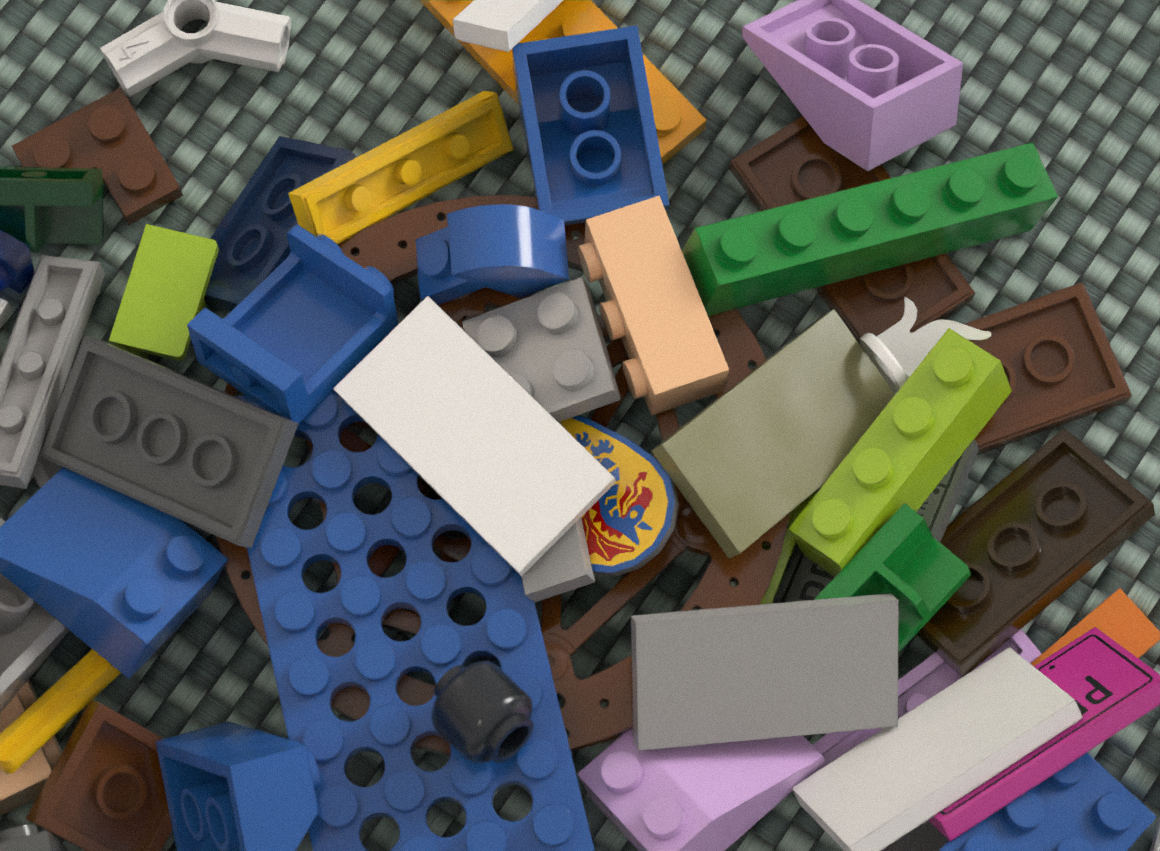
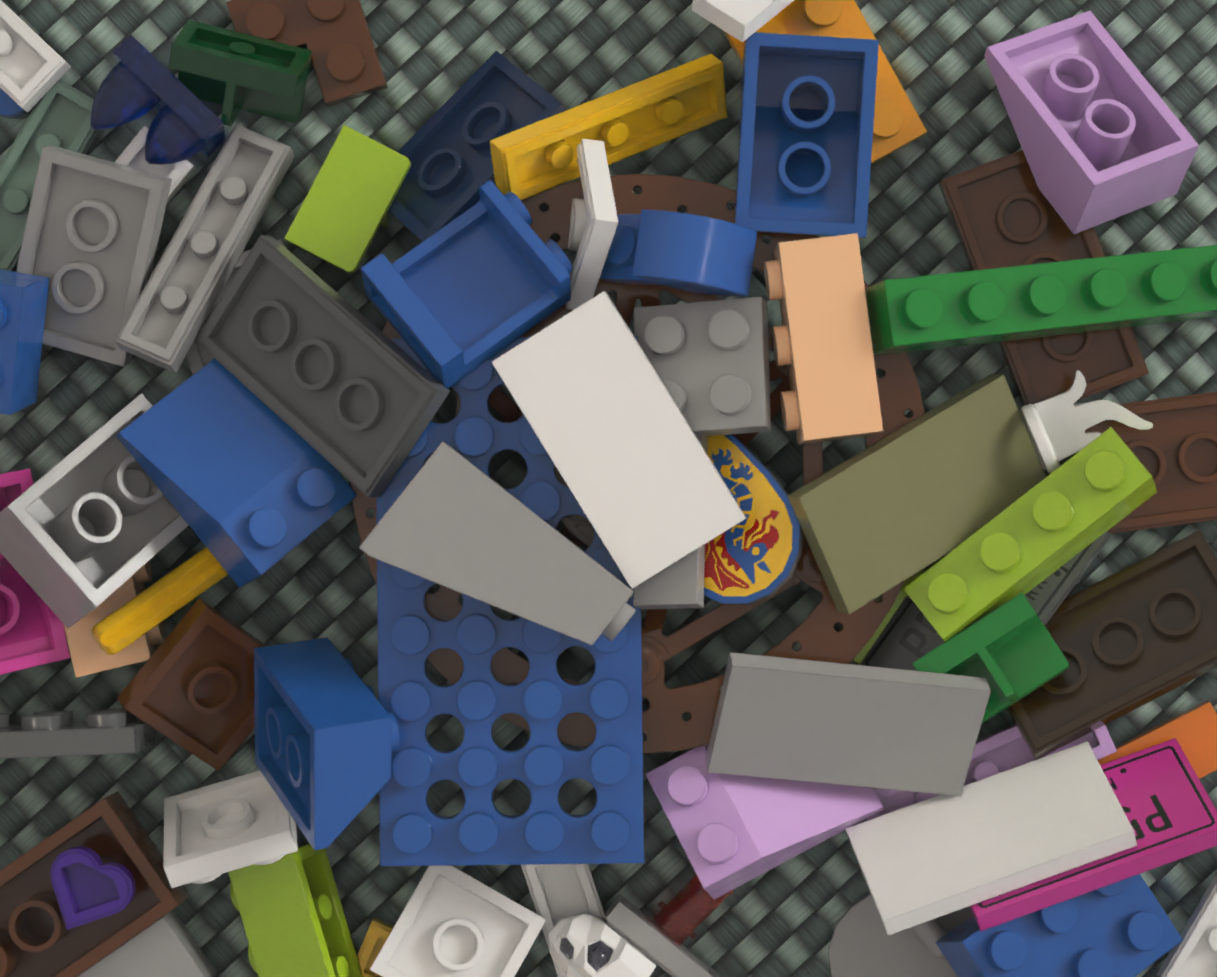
camera: 15 degrees right, 15 degrees up
(374, 563) = (489, 545): none -> light grey slope
(404, 247) = (591, 222): none -> white tile
(482, 712) = (566, 719): black head -> none

